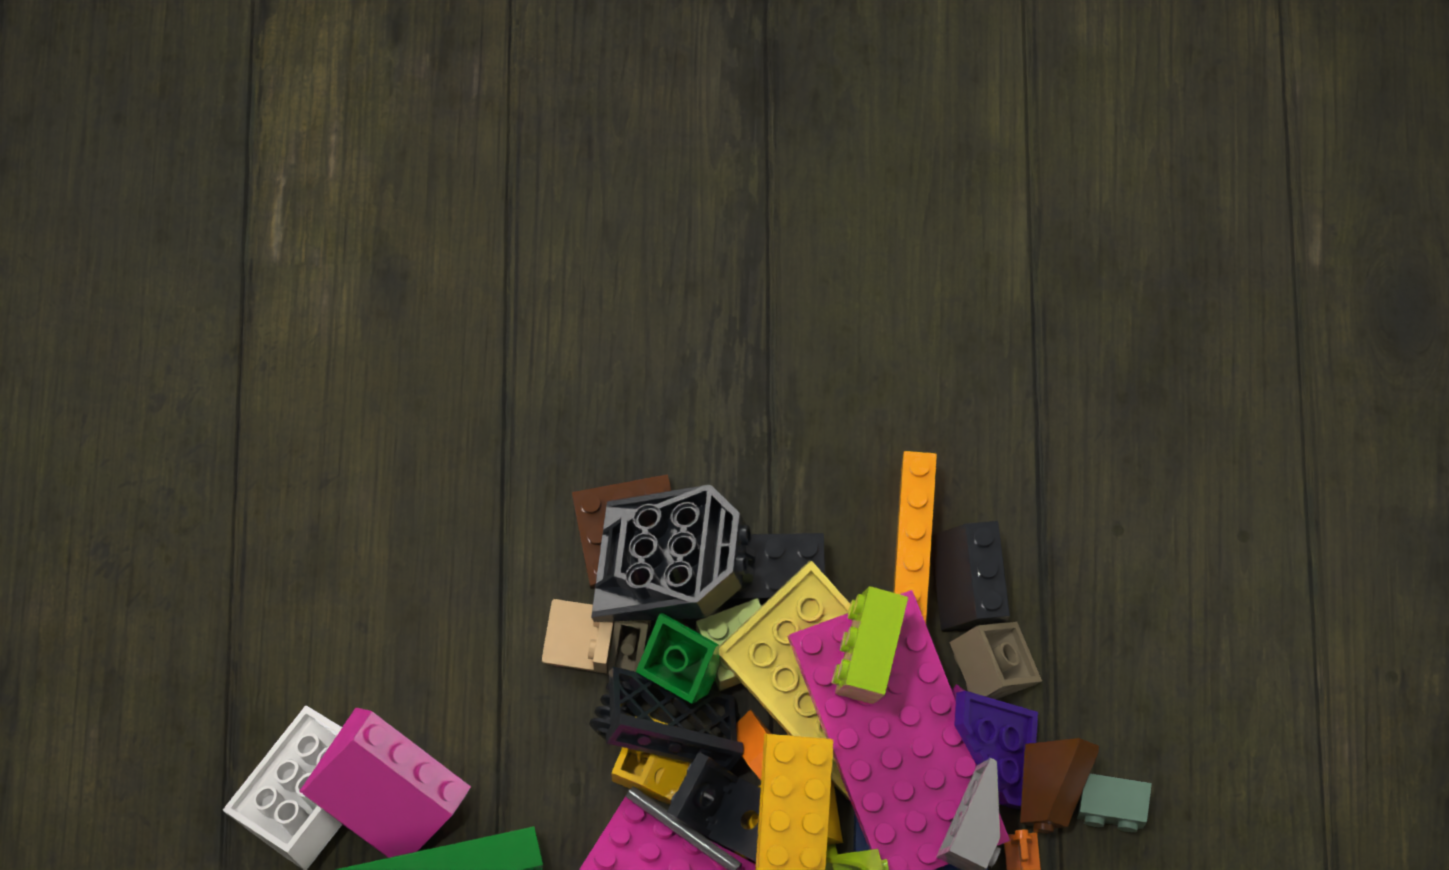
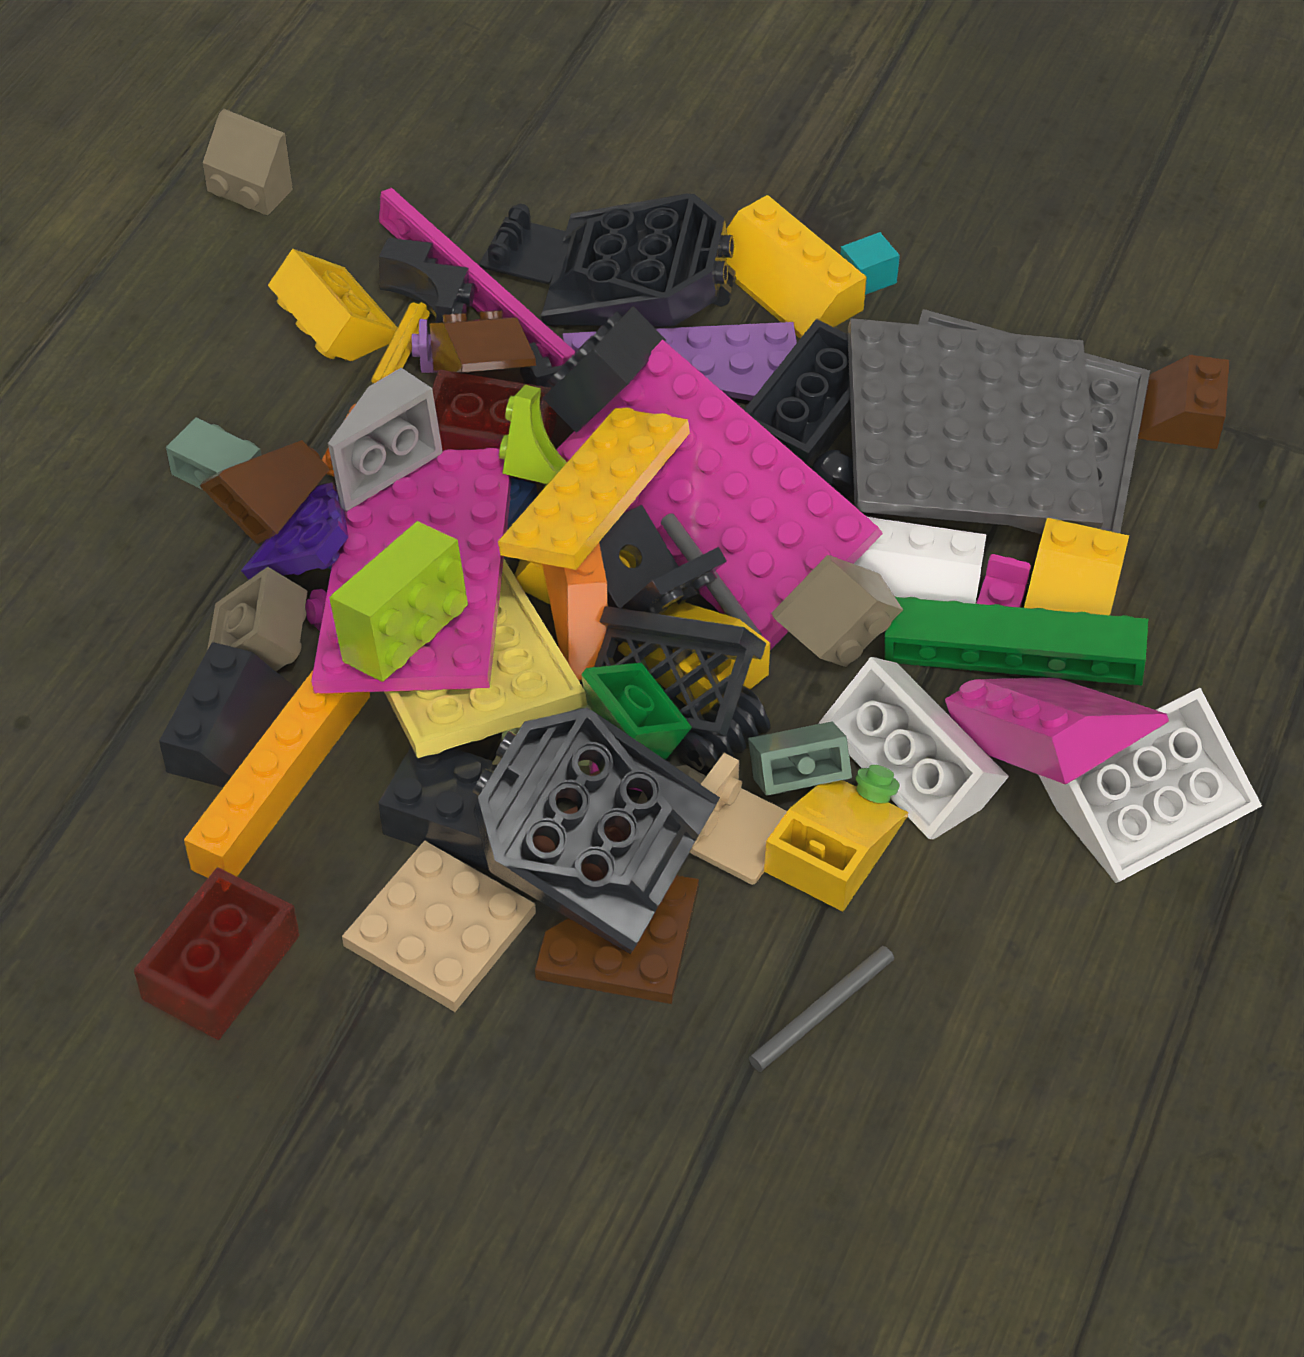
camera: 155 degrees left, 20 degrees down
(472, 527) = (821, 1008): none -> dark grey bar
(484, 750) = (933, 759): none -> white slope
(496, 706) = (876, 783): none -> bright green plate
(508, 651) = (831, 842): none -> yellow slope
(557, 701) = (800, 758): none -> sand green brick
(570, 827) = (838, 610): none -> dark tan slope
(754, 478) = (439, 925): none -> tan plate
(872, 393) = (217, 953): none -> clear red brick

